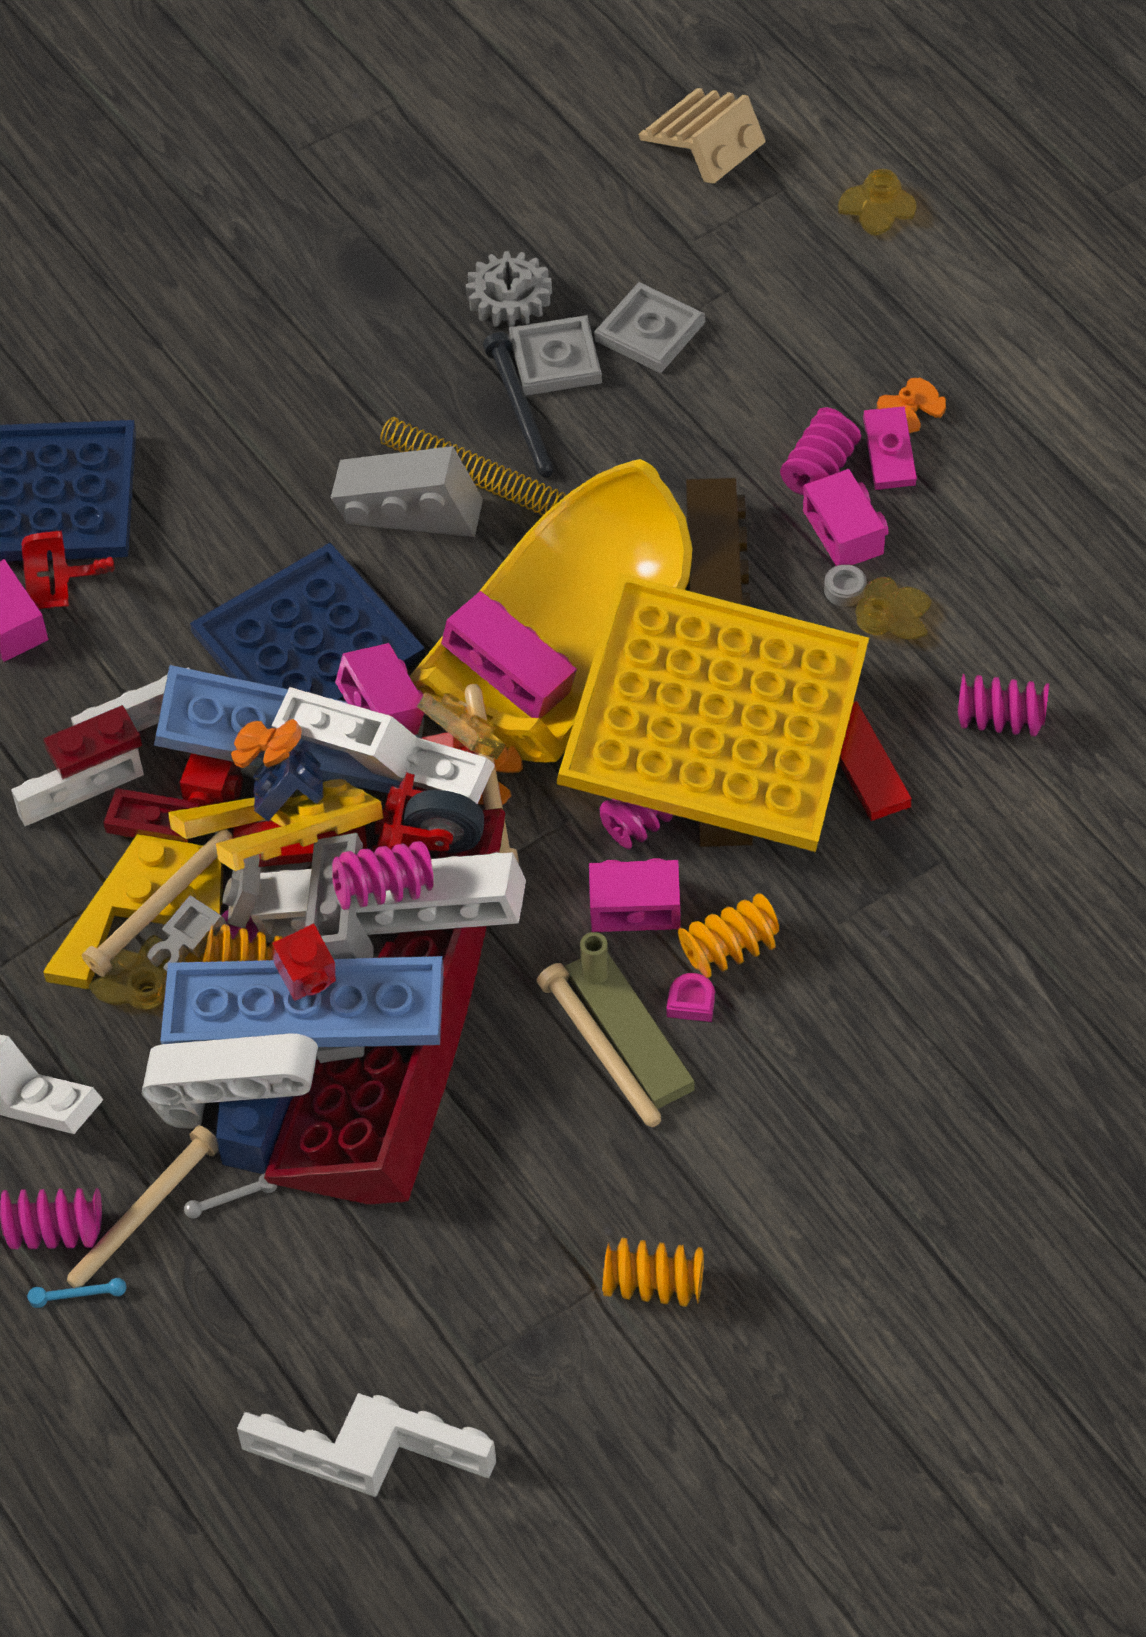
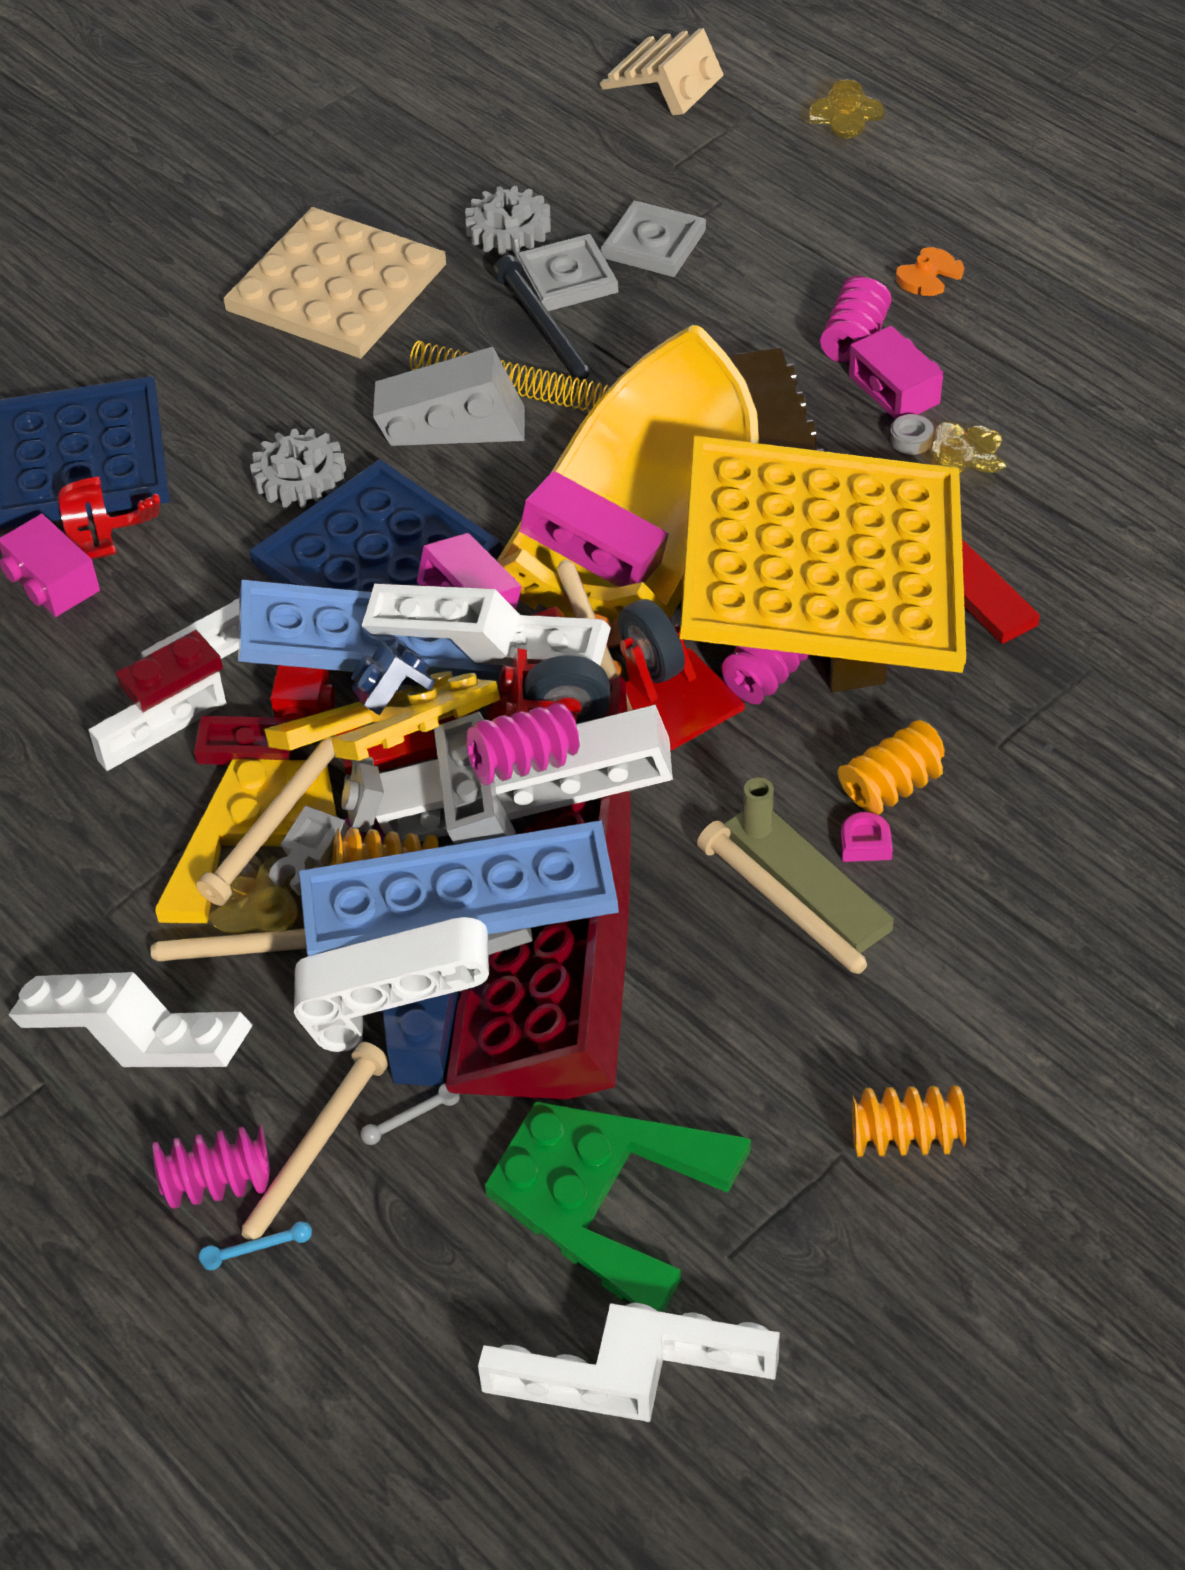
camera: 10 degrees left, 5 degrees down
(98, 1014) = (229, 945): none -> tan bar
(252, 540) = (298, 467): none -> light grey gear
(275, 742) = (370, 639): orange piece -> none
(304, 962) = (455, 842): red brick -> none
(329, 333) = (335, 282): none -> tan plate
(354, 1264) = (567, 1164): none -> green wing
(470, 731) = (550, 589): clear yellow plate -> none
(549, 821) = (671, 676): none -> red plate
(634, 895) = (781, 743): dark pink brick -> none
(889, 448) = (921, 308): dark pink plate -> none
(1002, 705) = (1108, 514): dark pink piece -> none

